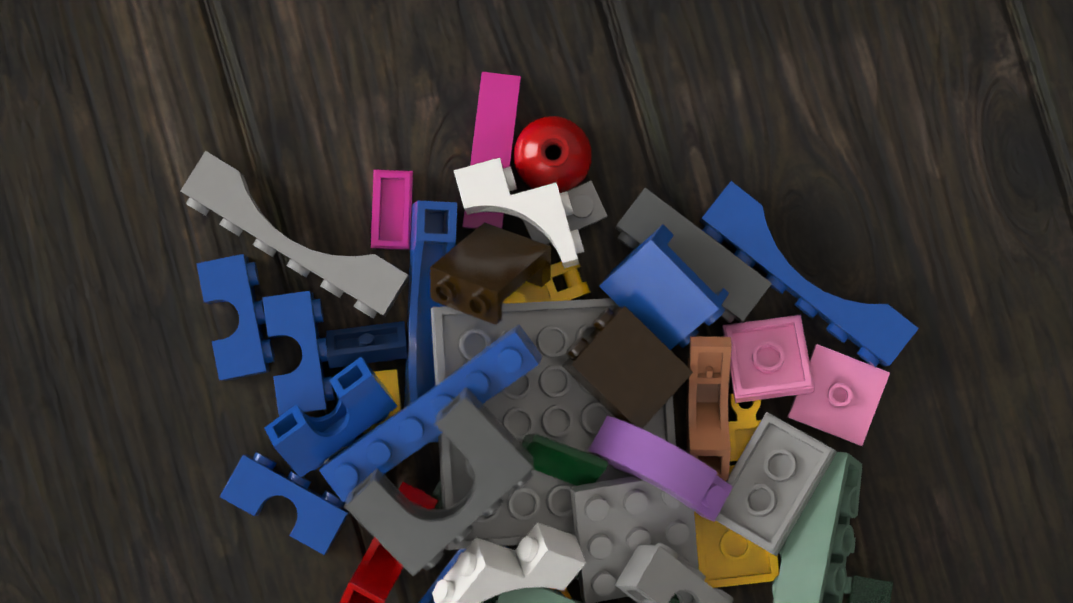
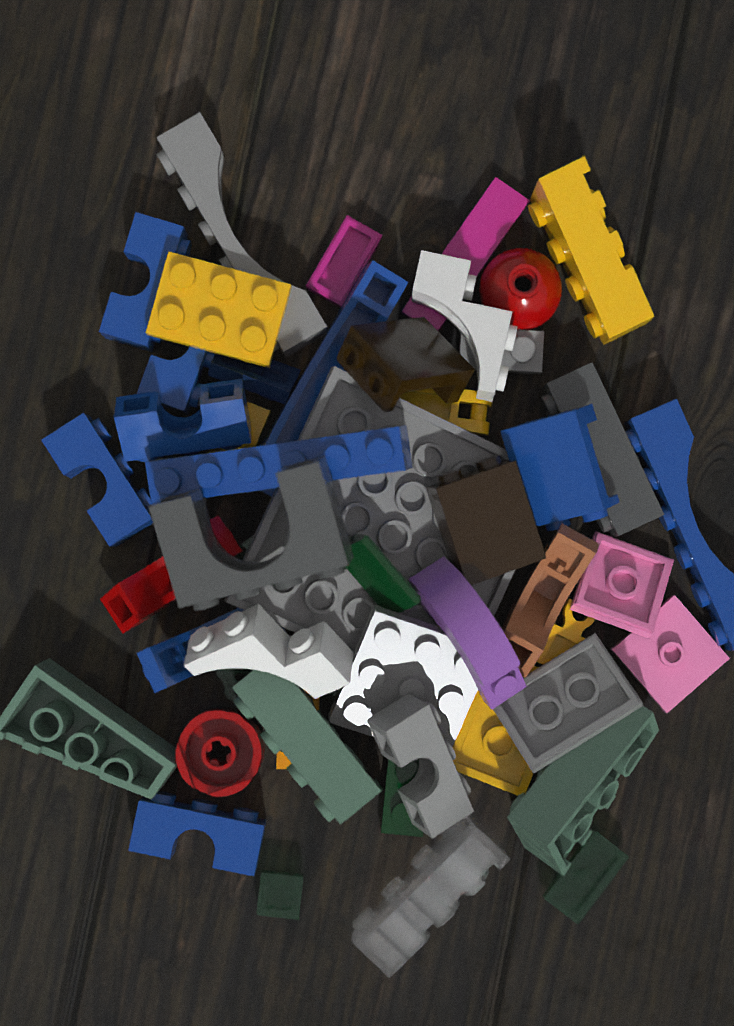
camera: 30 degrees right, 0 degrees up
(310, 309) = (218, 309): none -> yellow plate
(595, 97) = (589, 252): none -> yellow wedge

